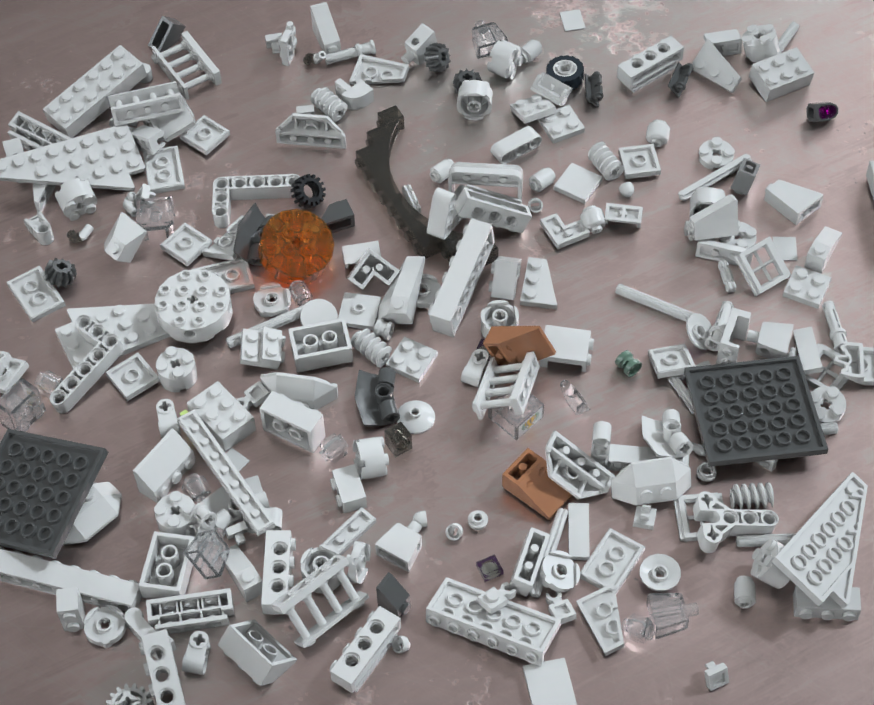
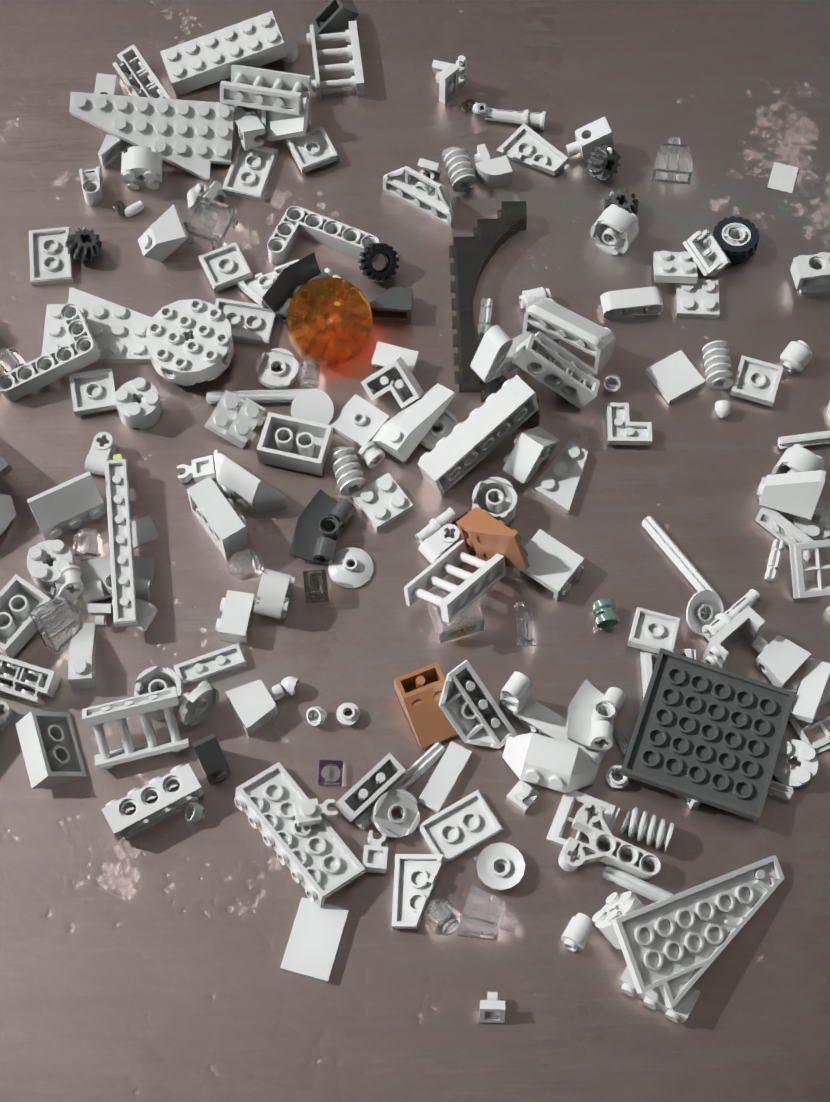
camera: 25 degrees right, 10 degrees up
(223, 415) = (154, 477): white brick -> none
(277, 567) = (114, 664): white brick -> none
(324, 28) = (502, 78): white slope -> none
(463, 358) = (434, 525): none -> white pin
(505, 59) = (675, 195): white brick -> none
(531, 50) = (711, 196): white brick -> none
(542, 179) = (636, 356): white brick -> none
(593, 88) = (755, 272): dark grey hinge -> none
(593, 219) = (664, 428): white head -> none
(623, 214) = (700, 437): white hinge -> none

